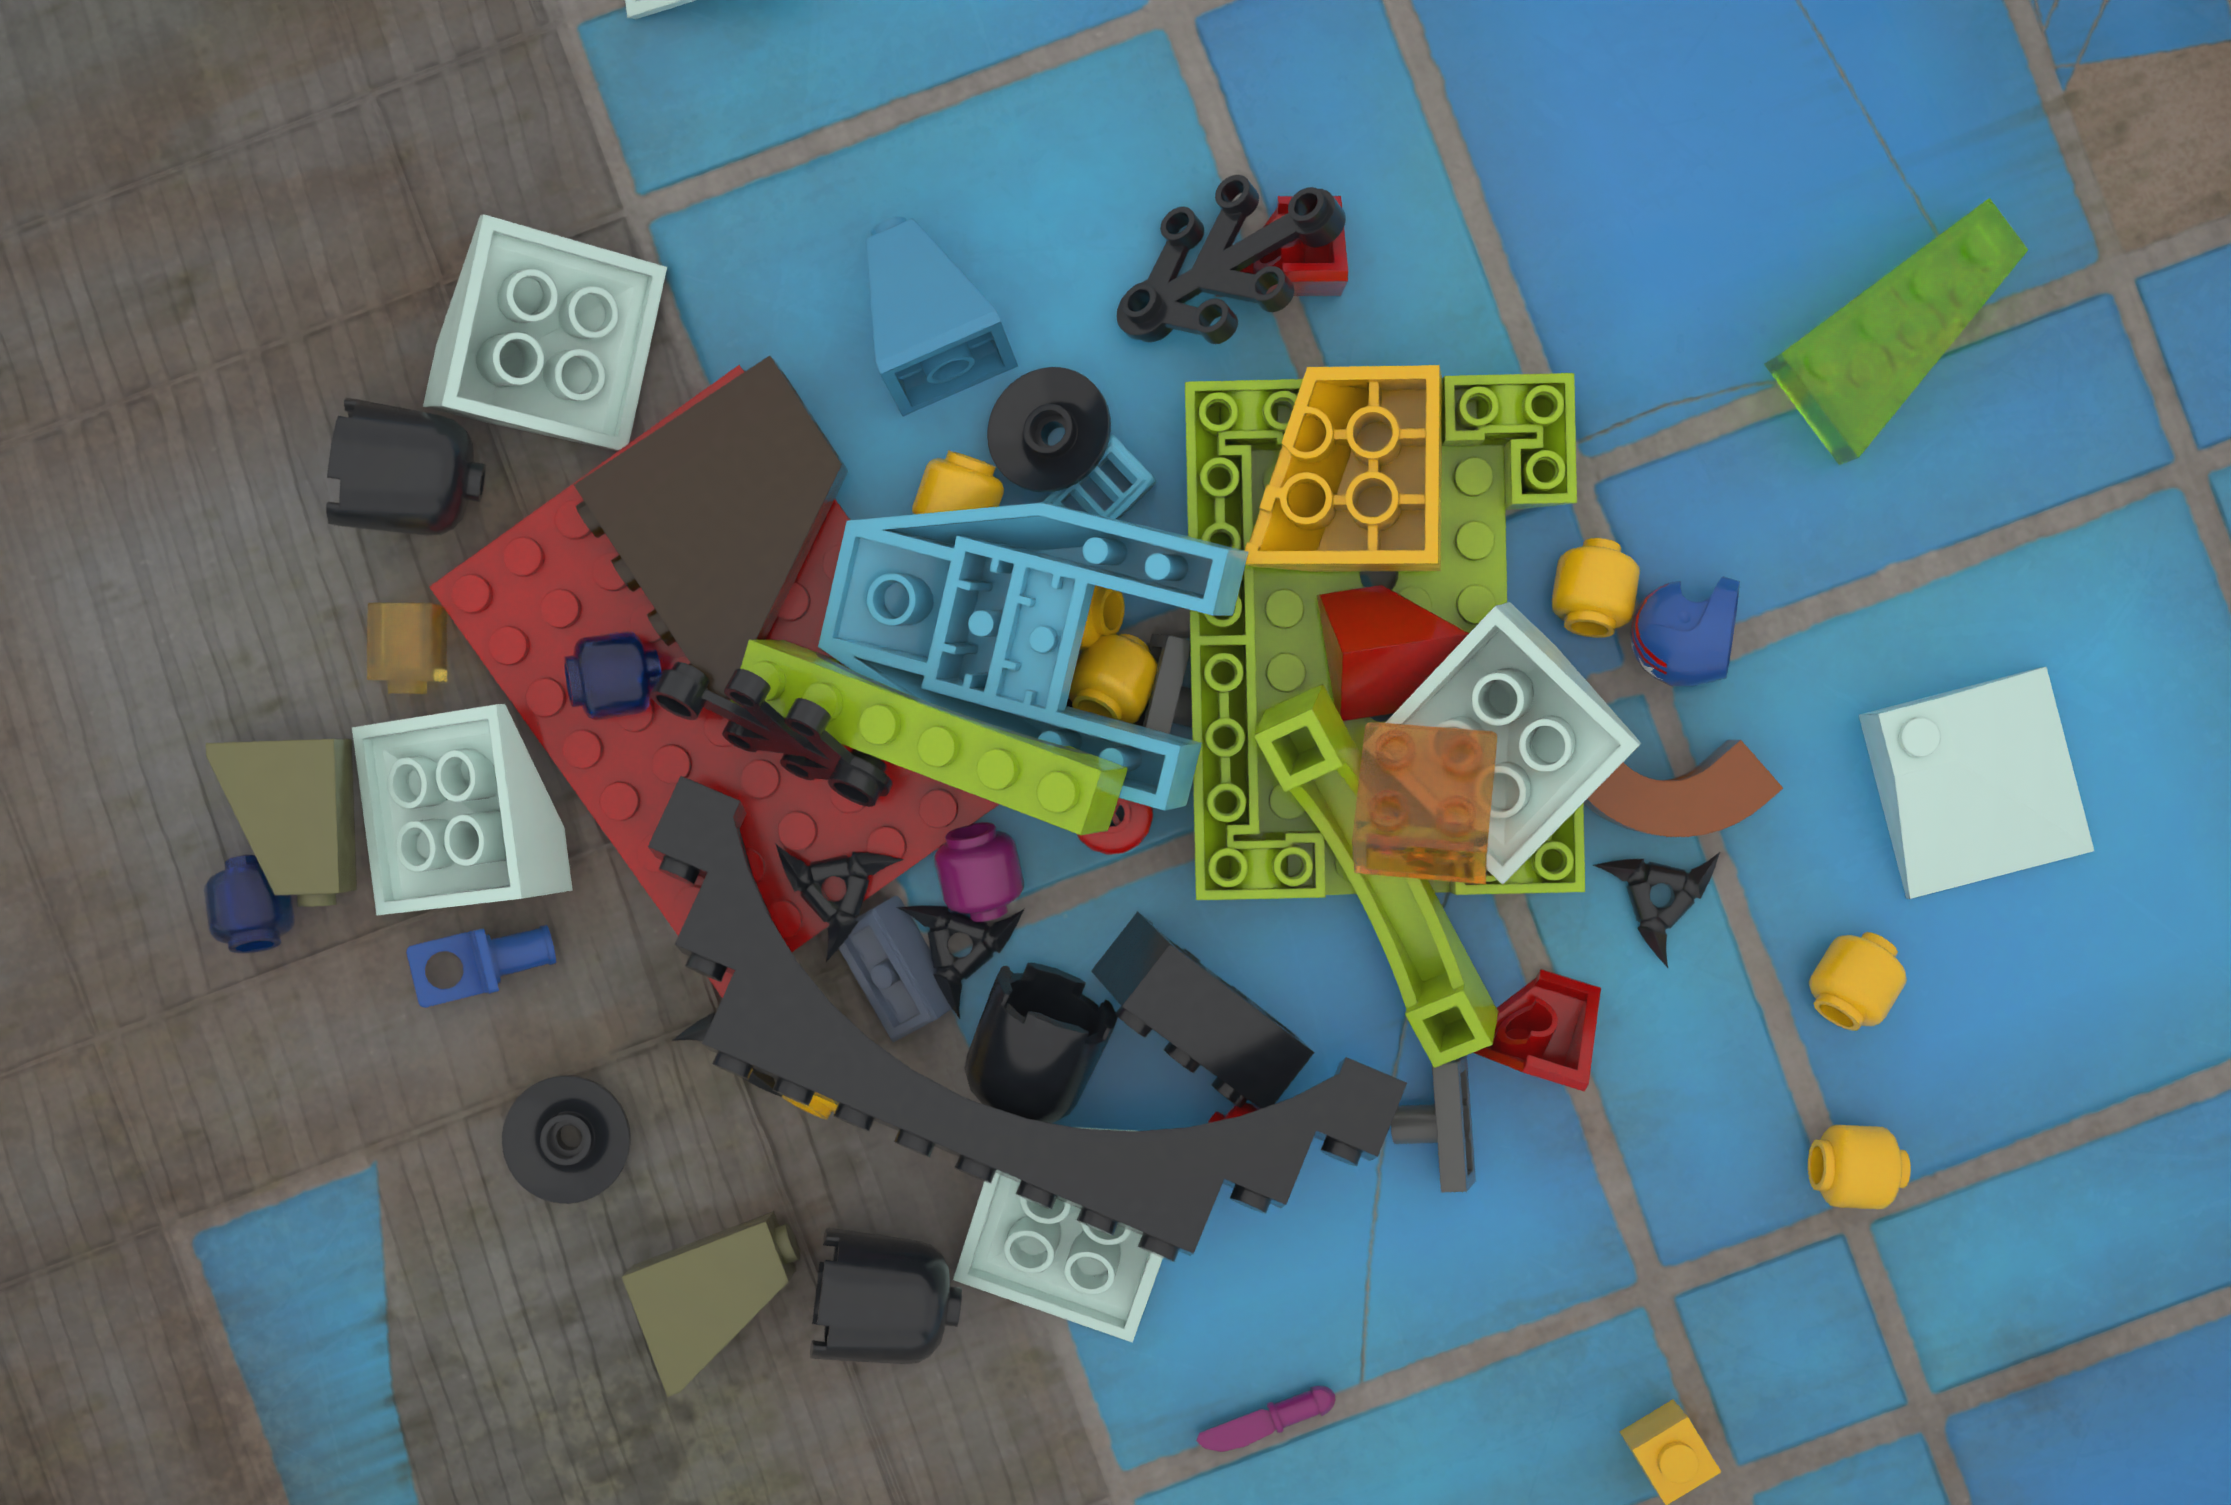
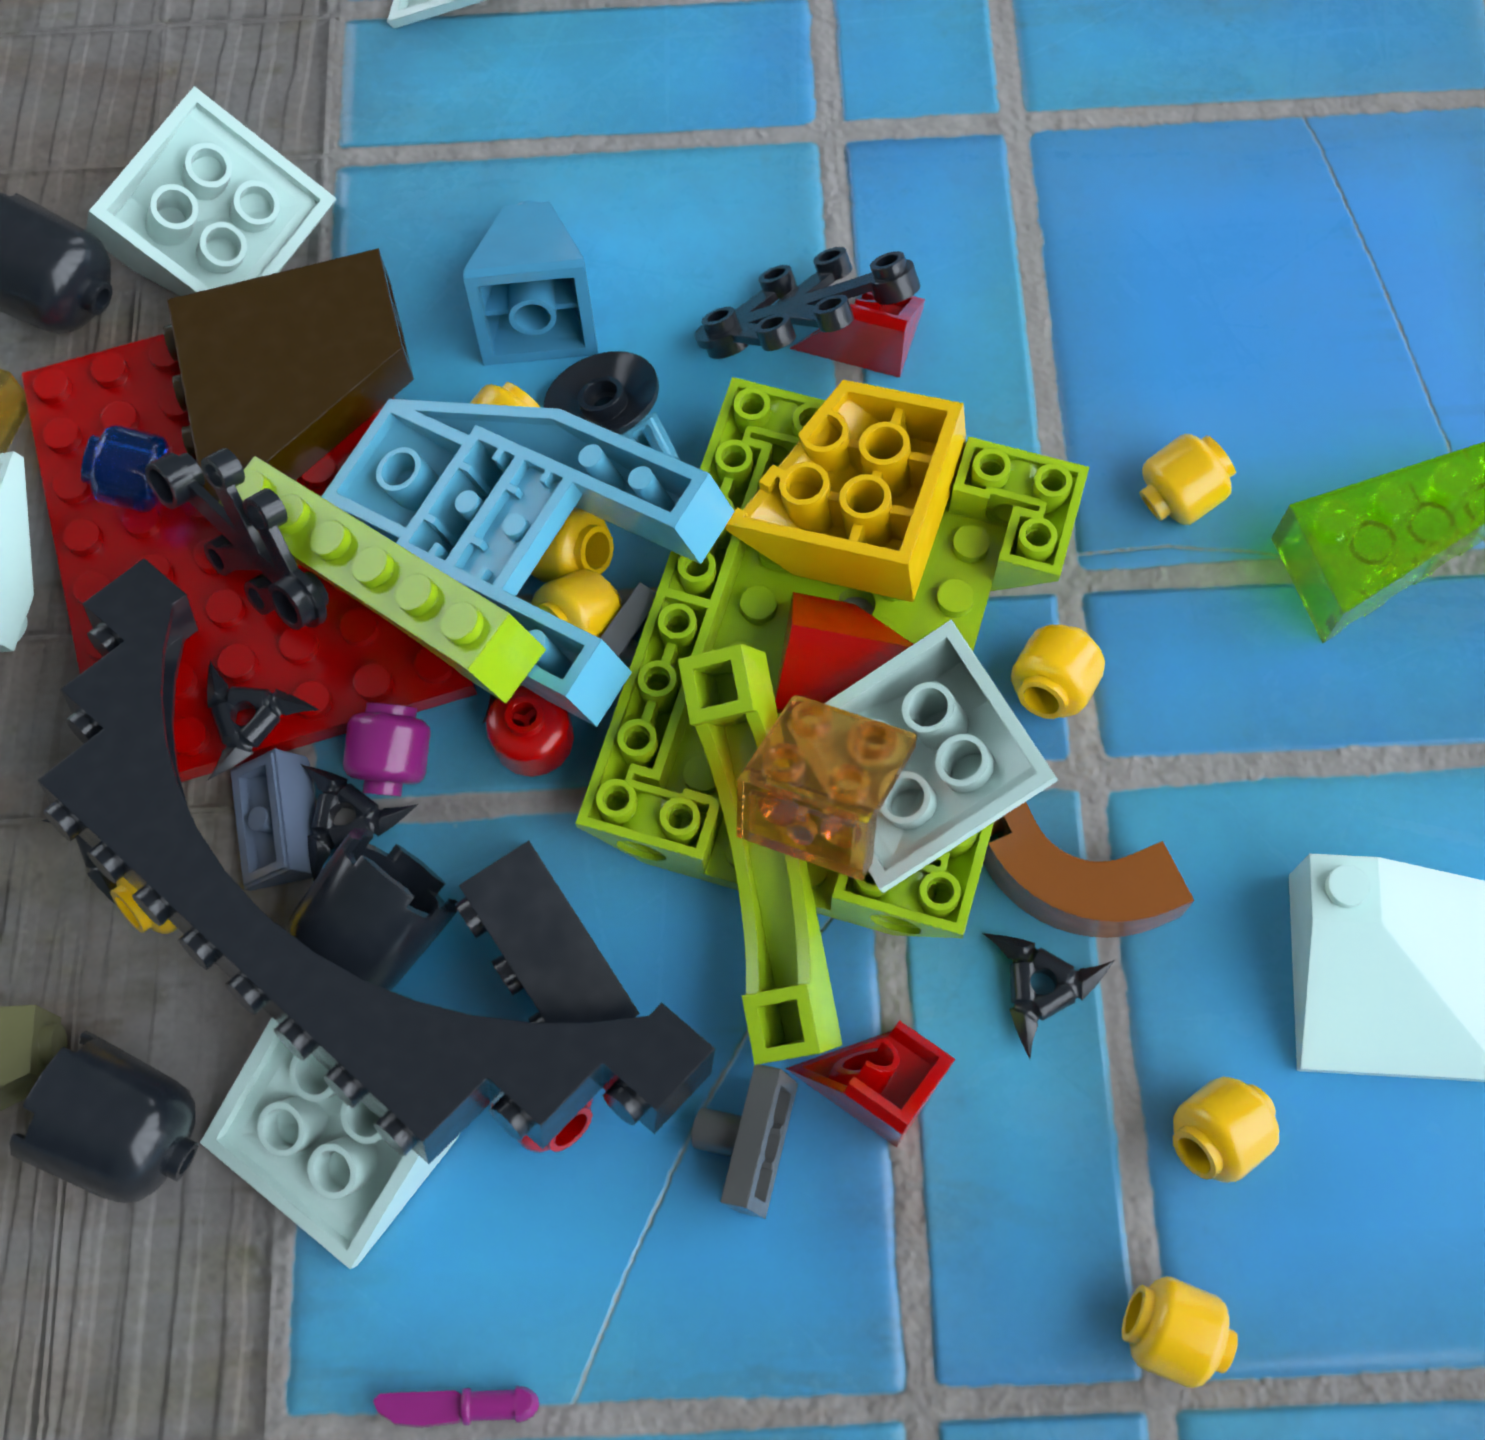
camera: 25 degrees right, 20 degrees down
(1668, 338) = (1187, 479): none -> yellow head
(1685, 639) = (1137, 734): blue helmet -> none

